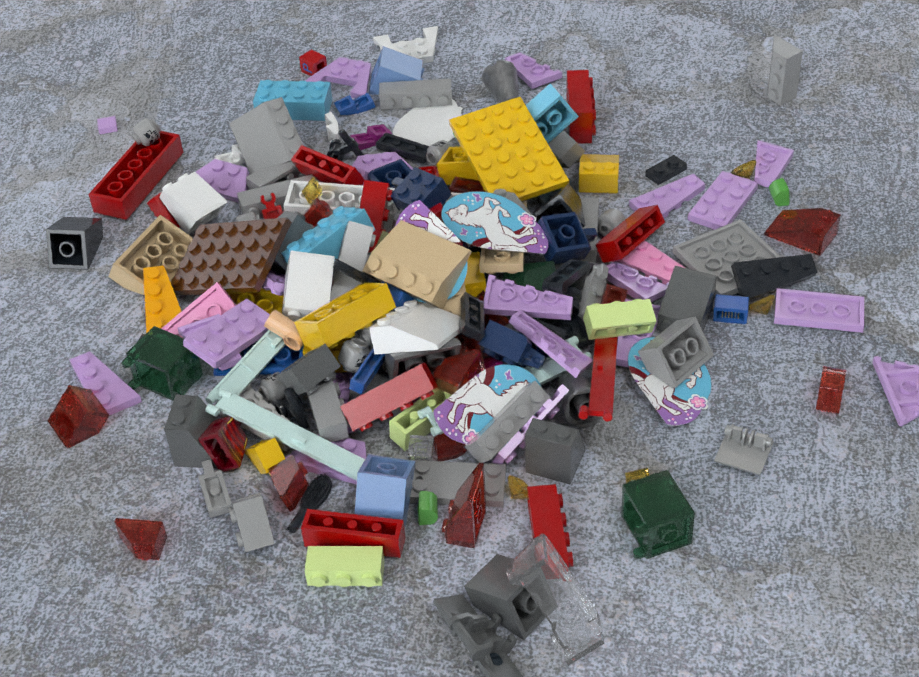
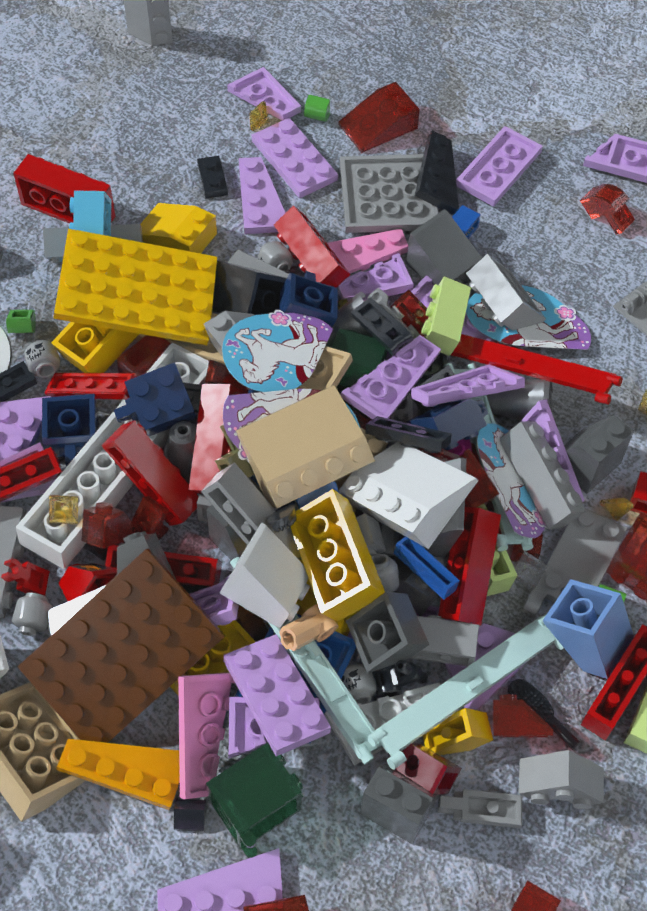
camera: 70 degrees left, 15 degrees up
(329, 233) = (183, 525): medium azure brick -> none
(763, 305) = (467, 198): clear yellow slope -> none

